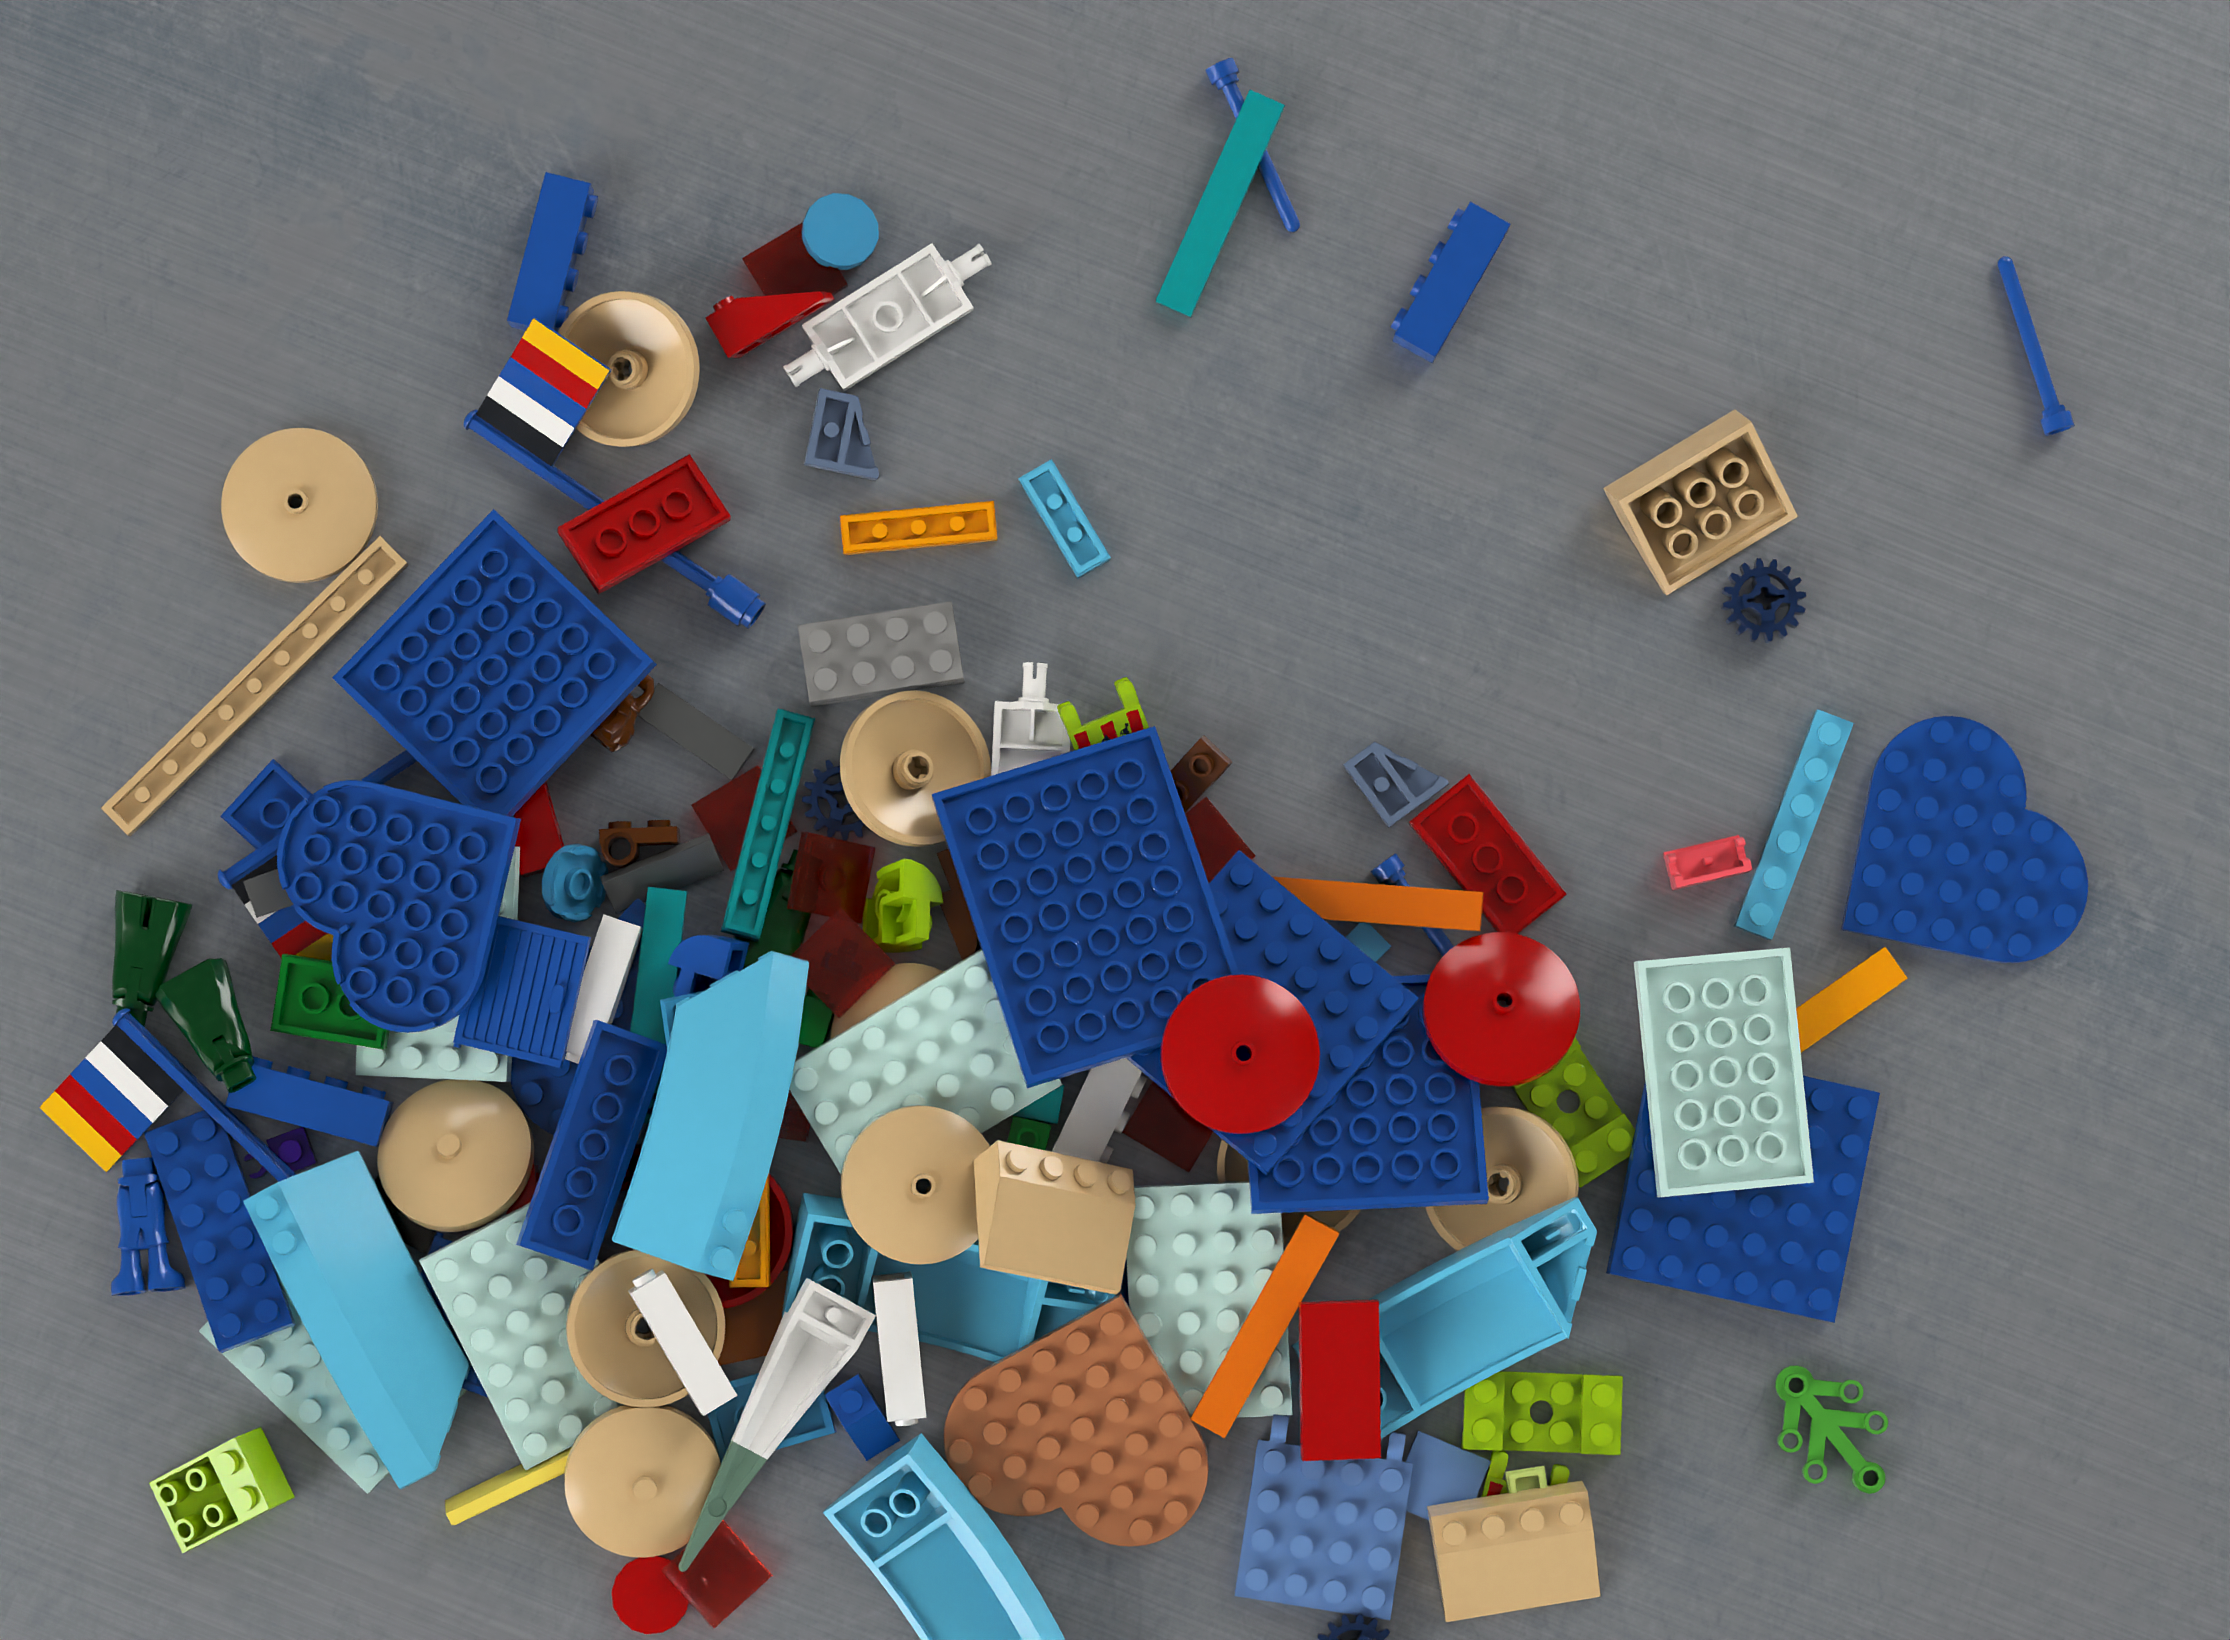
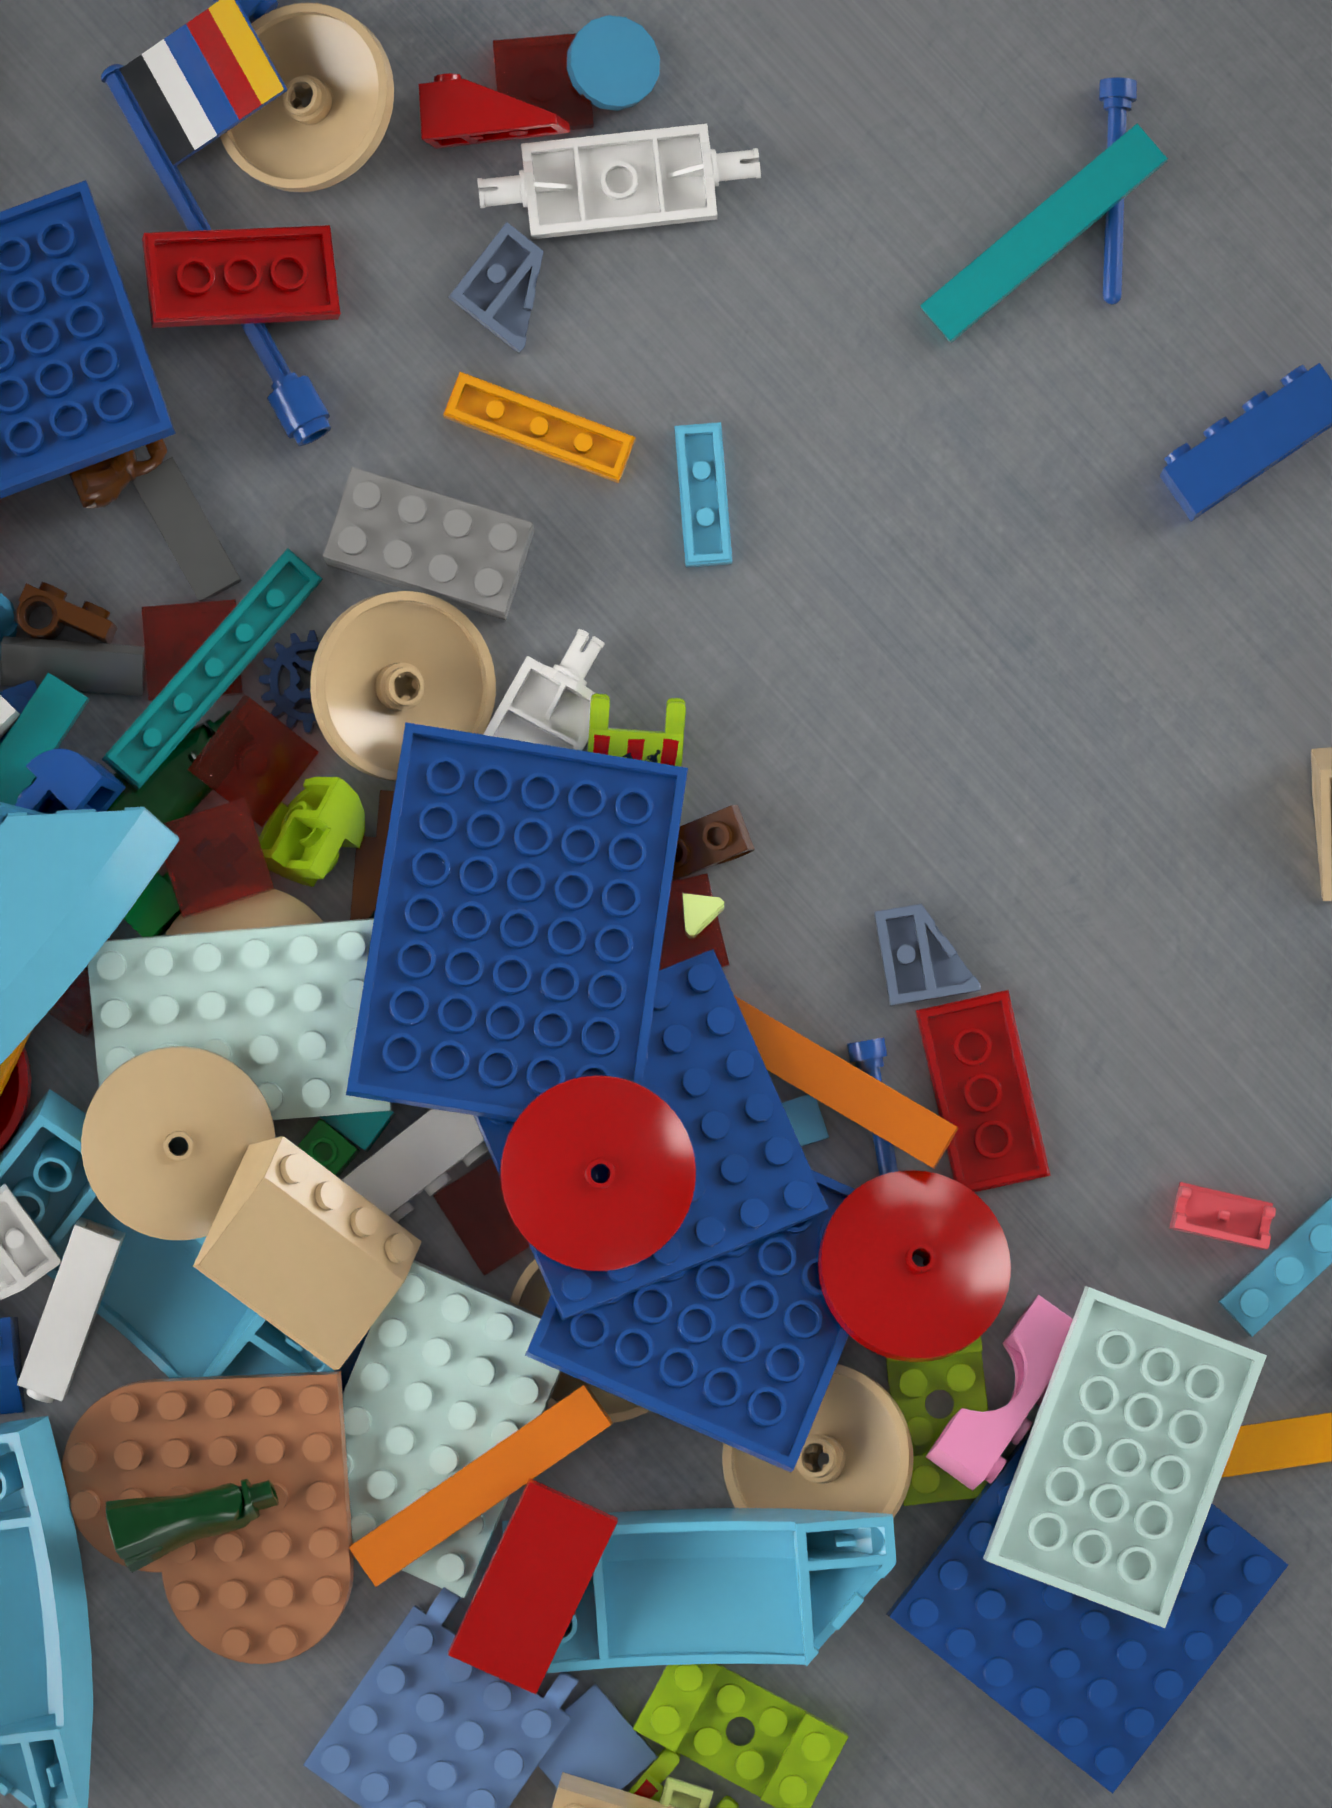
camera: 30 degrees right, 0 degrees up
(1045, 1470) = (158, 1525): none -> dark green piece
(1215, 828) = (700, 912): none -> yellowish green slope
(1608, 1115) = (975, 1440): none -> bright pink arch

